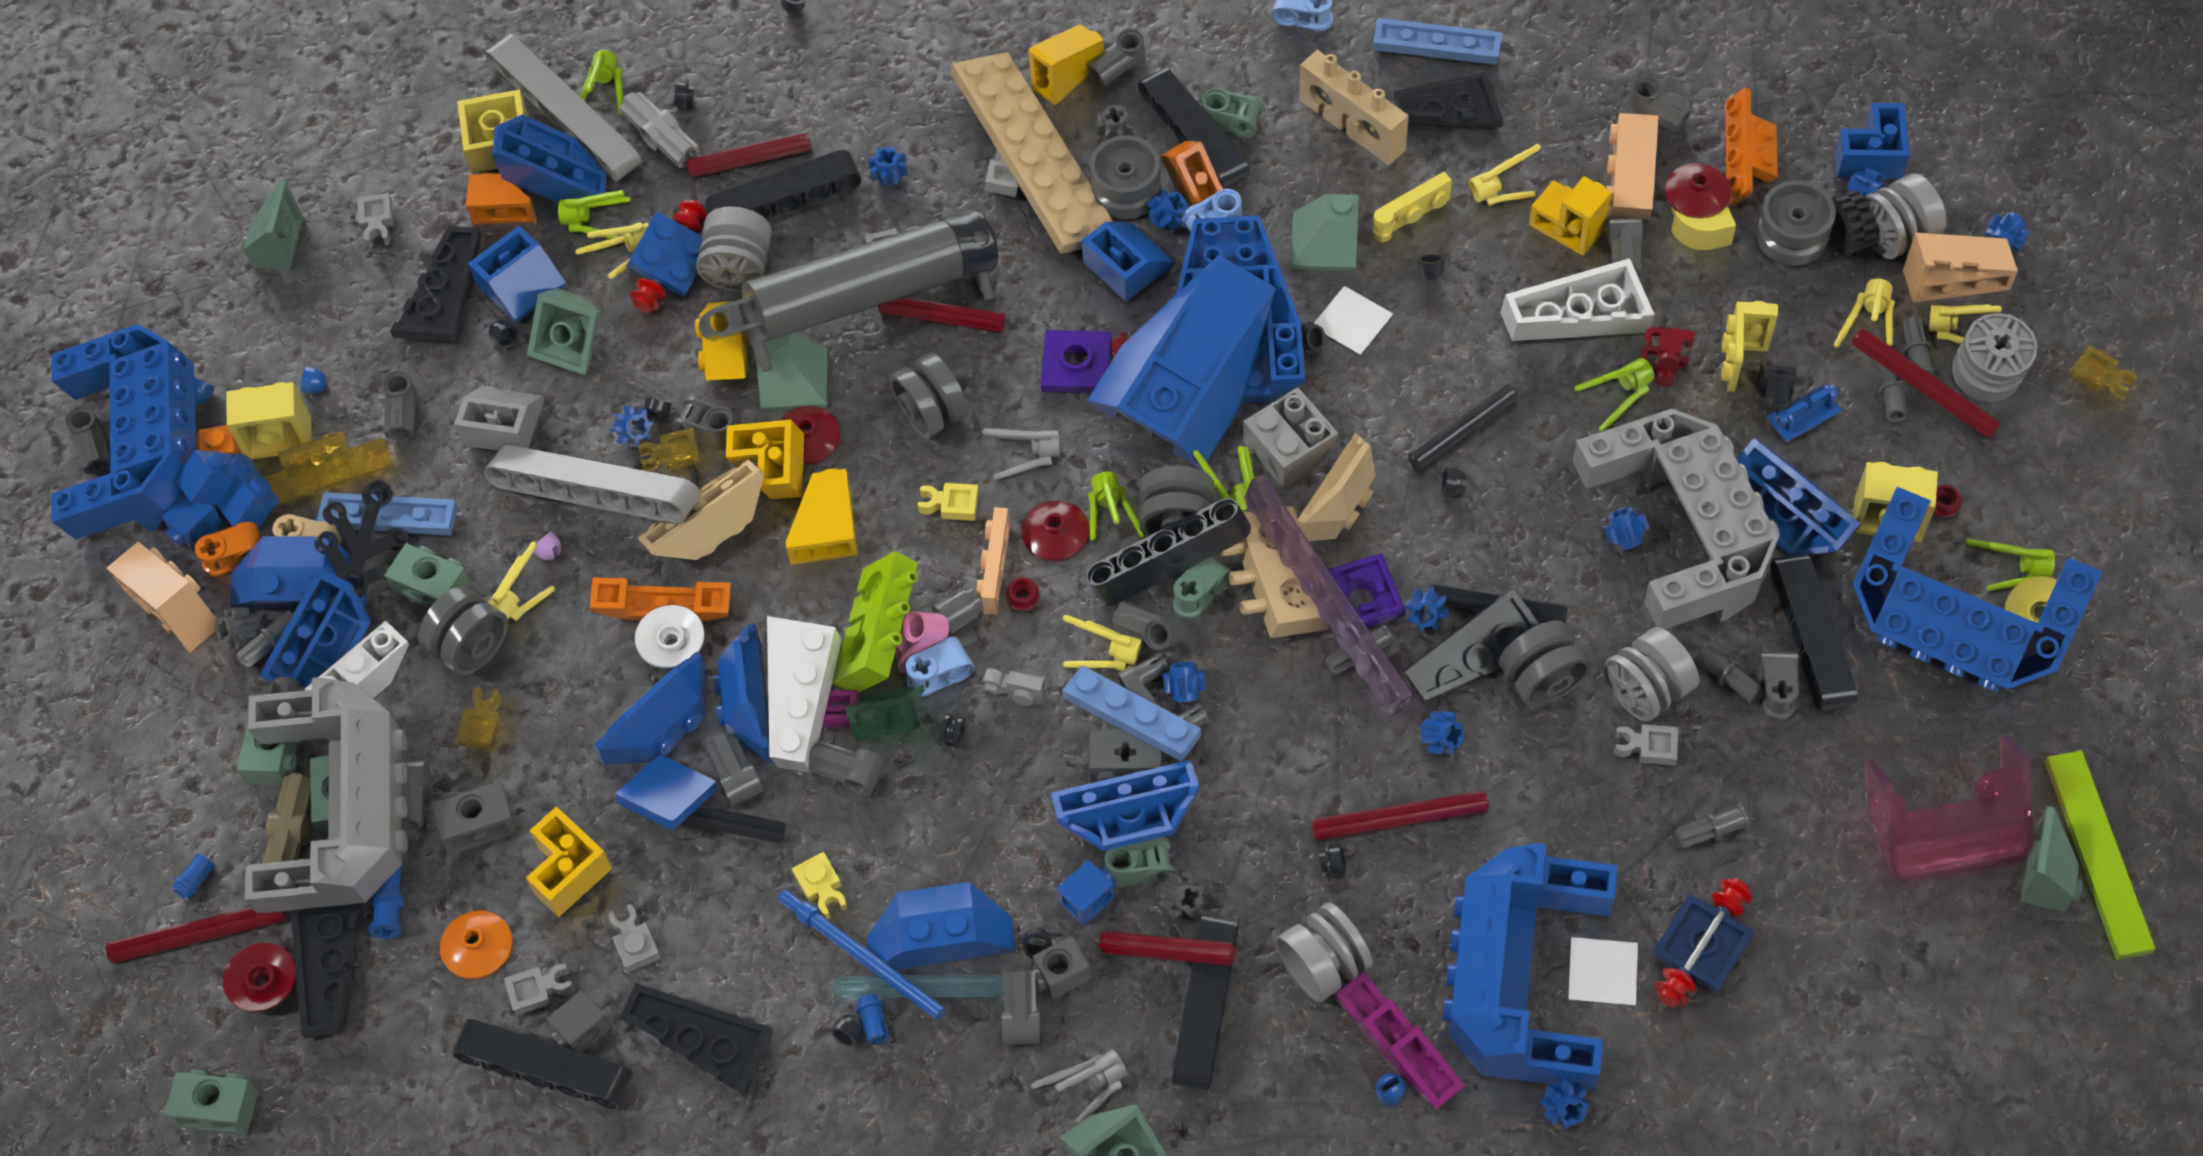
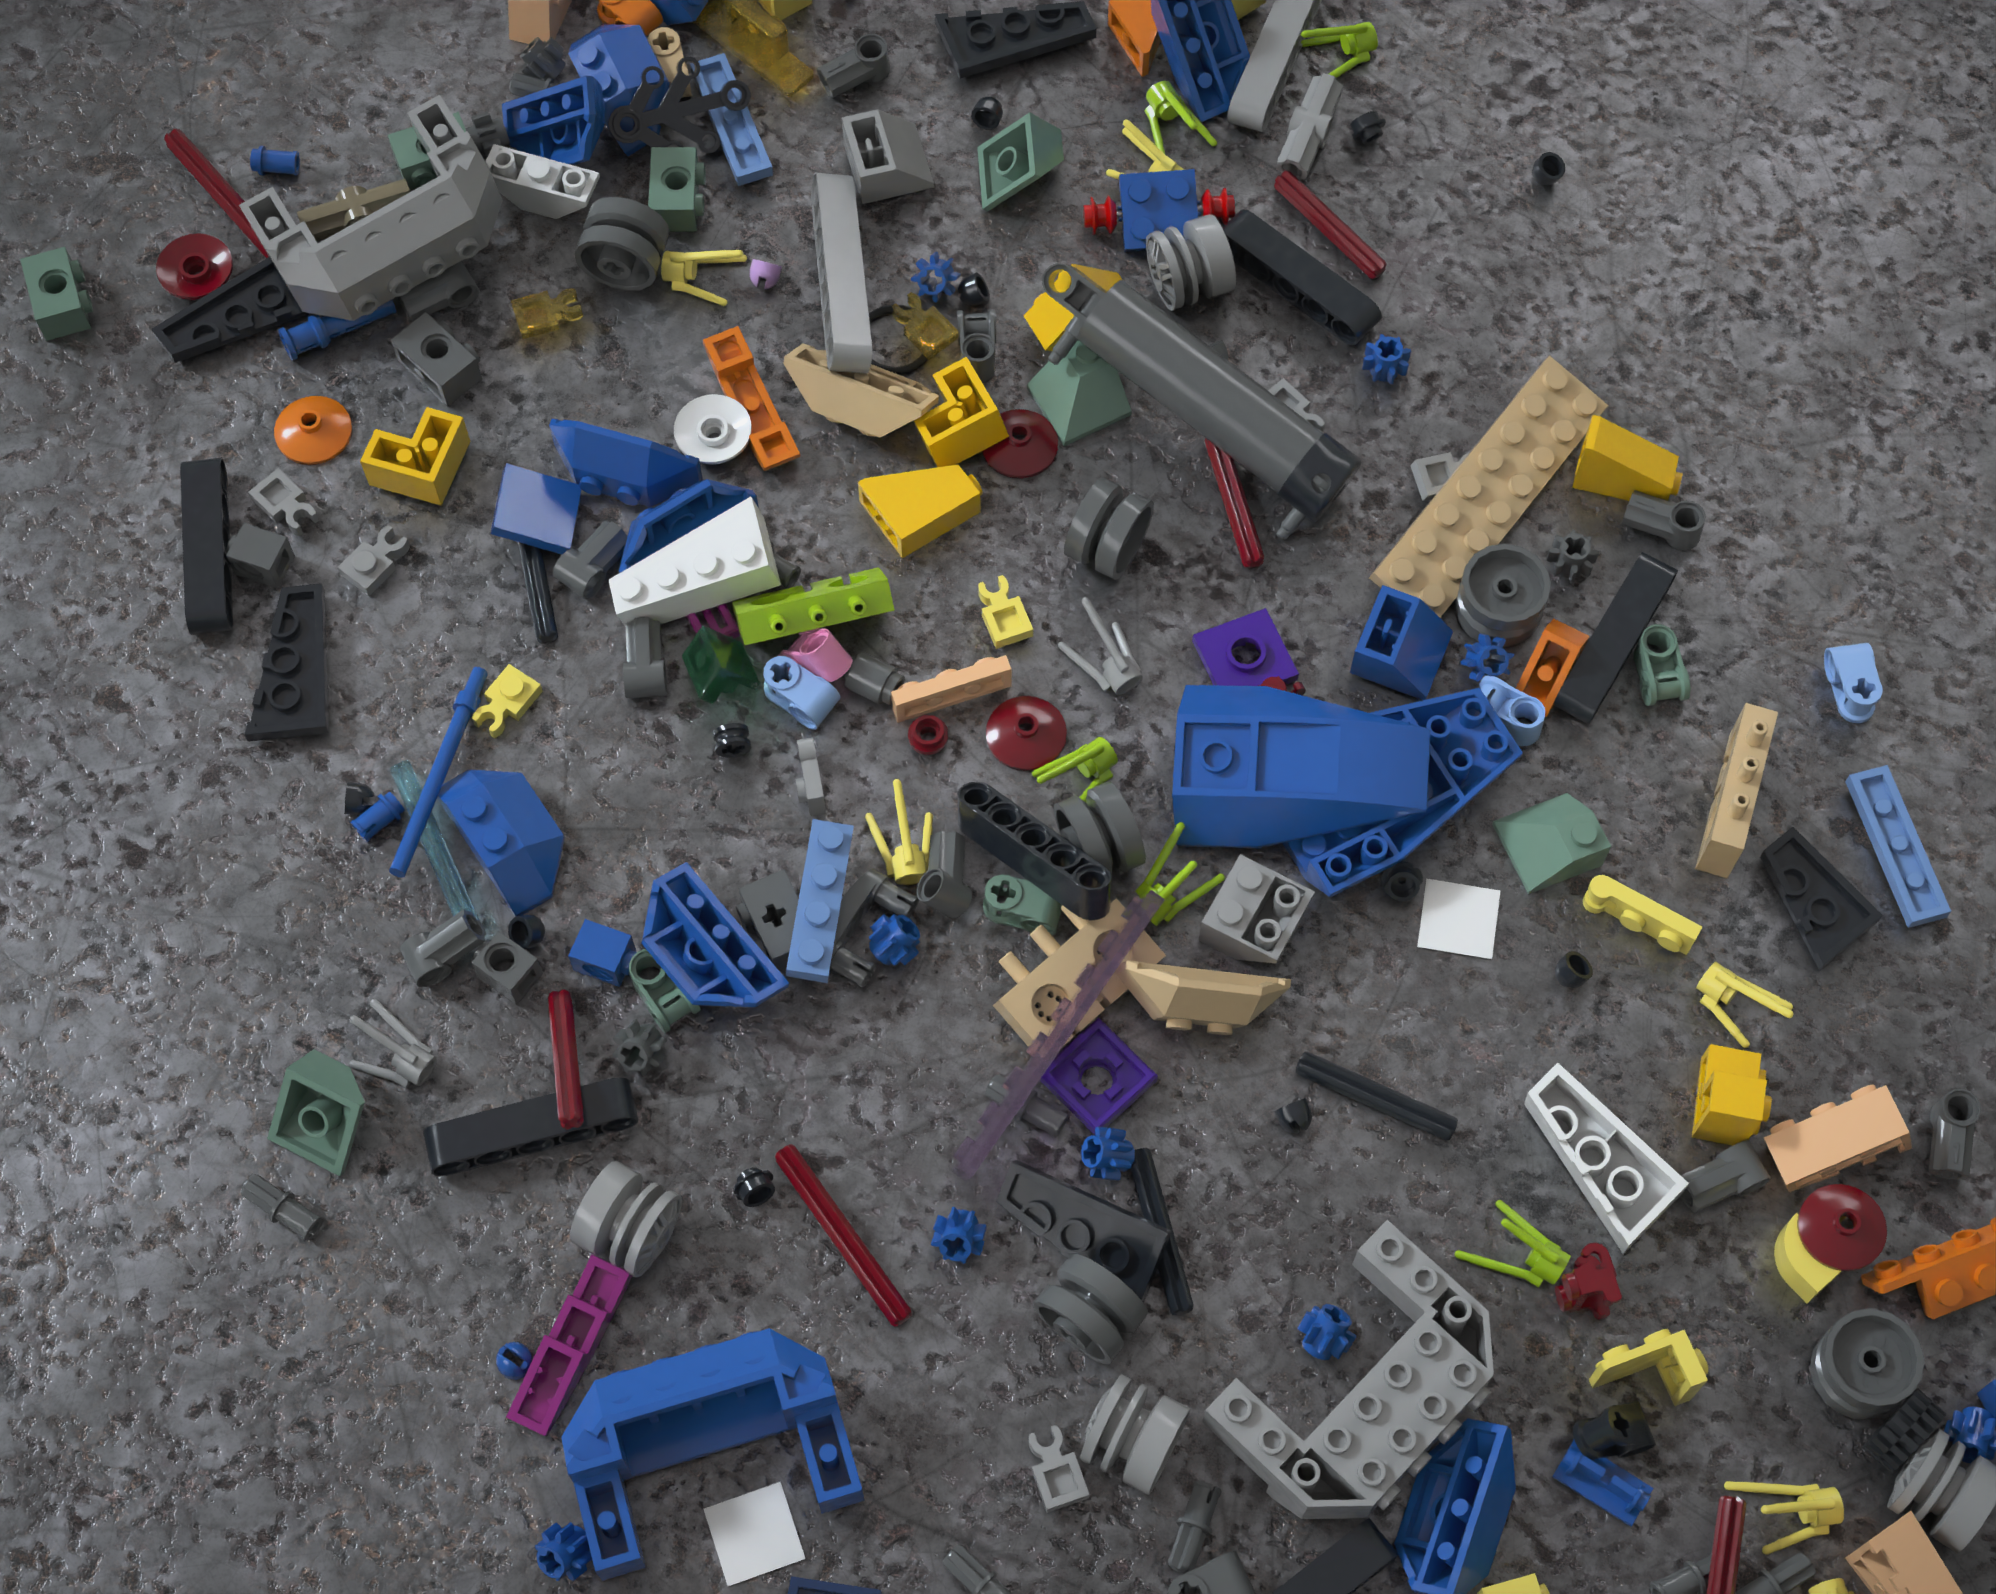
camera: 60 degrees right, 5 degrees up
(515, 273) = (1058, 85): blue slope -> none

